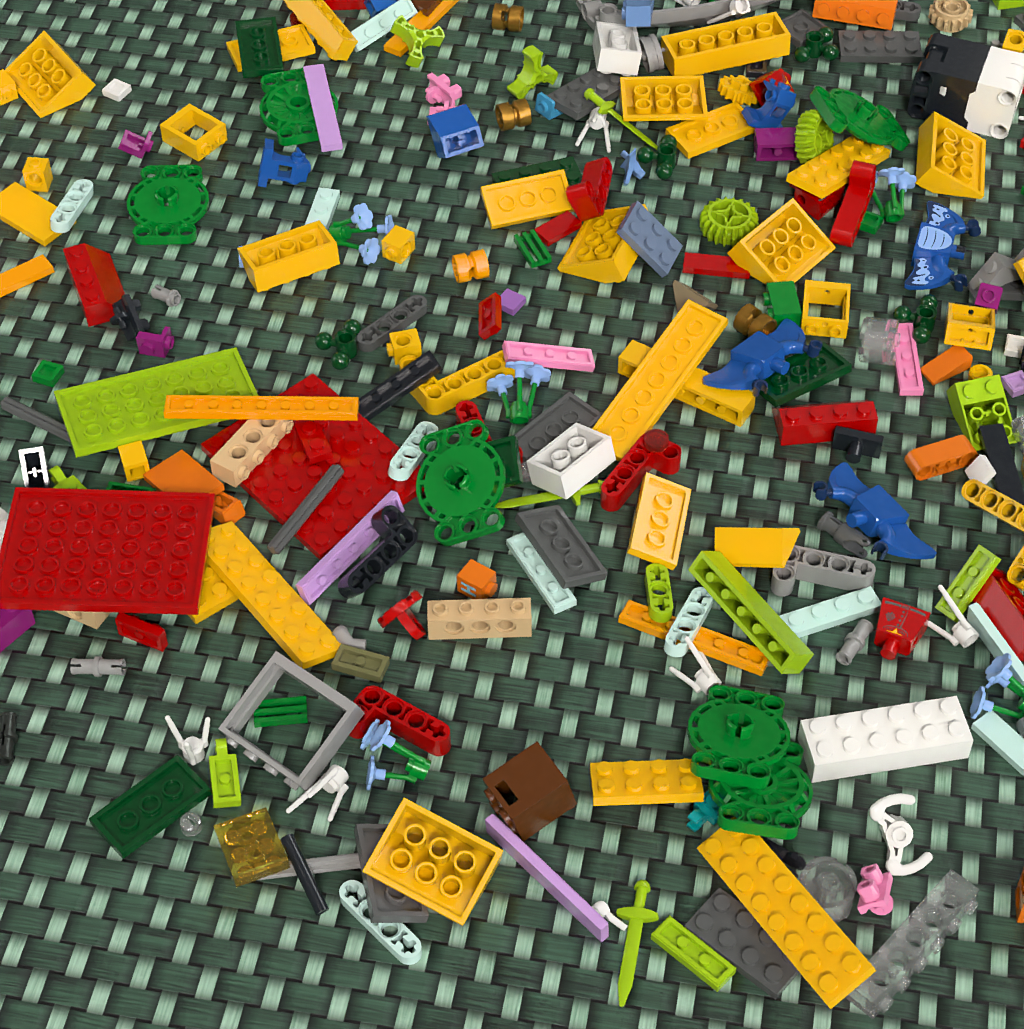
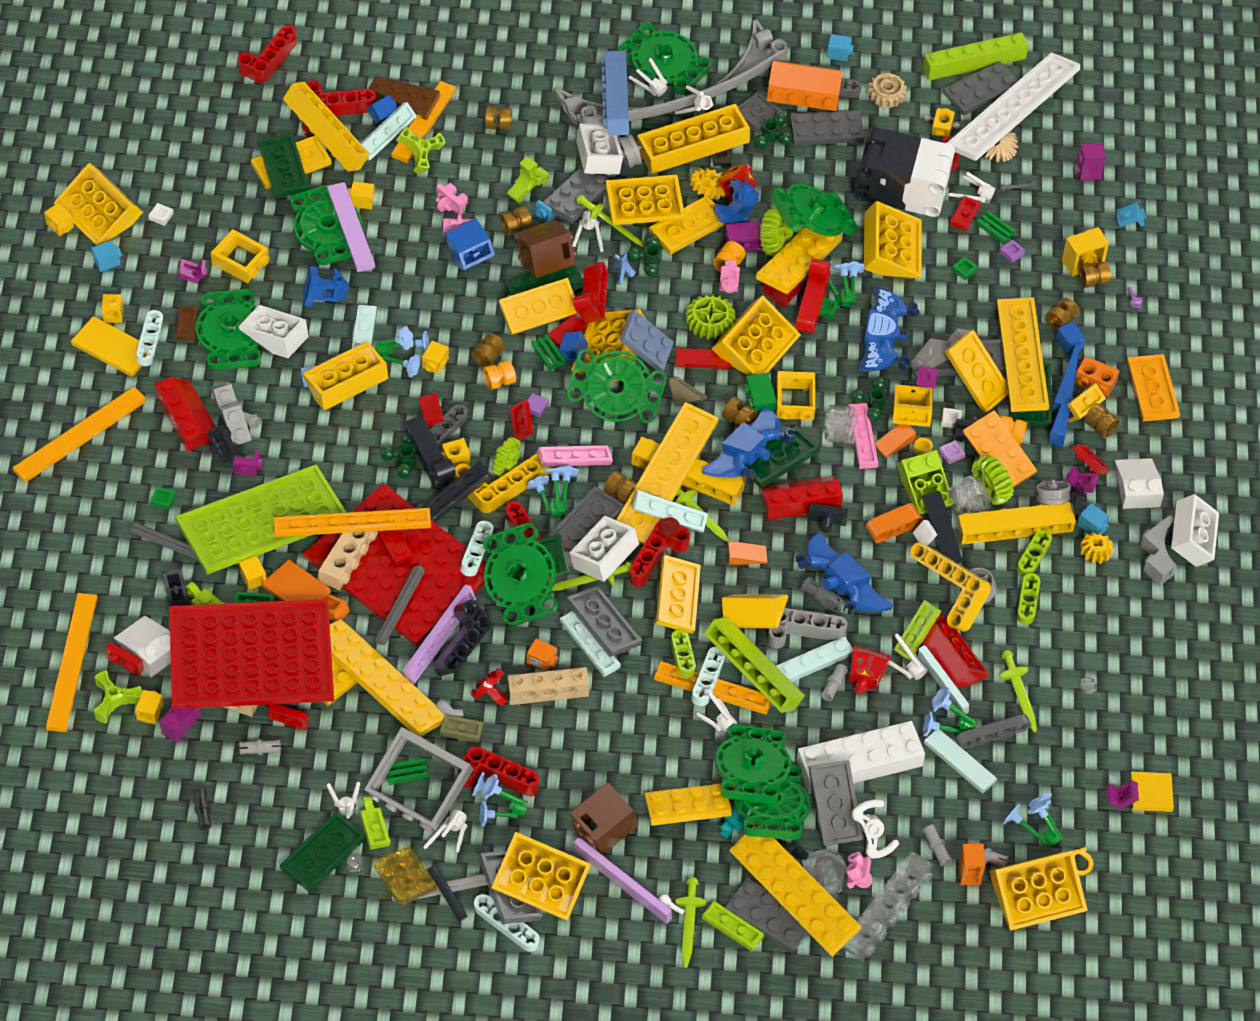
camera: 10 degrees left, 5 degrees up
(45, 124) = (106, 256): none -> dark azure brick
(118, 194) = (186, 323): none -> reddish brown tile
(147, 287) = (231, 412): none -> light grey arch
(217, 205) = (275, 330): none -> white slope
(343, 81) = (362, 195): none -> yellow brick
(379, 358) = (436, 467): none -> black beam
(384, 298) = (431, 409): none -> red tile
(462, 239) = (489, 349): none -> pearl gold wheel
(464, 349) = (506, 456): none -> lime gear
(542, 139) = (545, 248): none -> reddish brown container
(562, 242) = (572, 344): none -> blue brick
(598, 393) = (618, 486): none -> pearl gold wheel
(602, 264) = (602, 374): none -> green piece
(648, 418) = (664, 508): none -> light aqua tile
(681, 414) = (686, 499): none -> lime sword
(750, 480) = (746, 553): none -> slope
(755, 181) = (729, 277): none -> bright pink hips
(756, 163) = (730, 252): none -> light orange wheel
(846, 795) = (834, 802): none -> plate
(986, 864) = (937, 845): none -> light grey pin

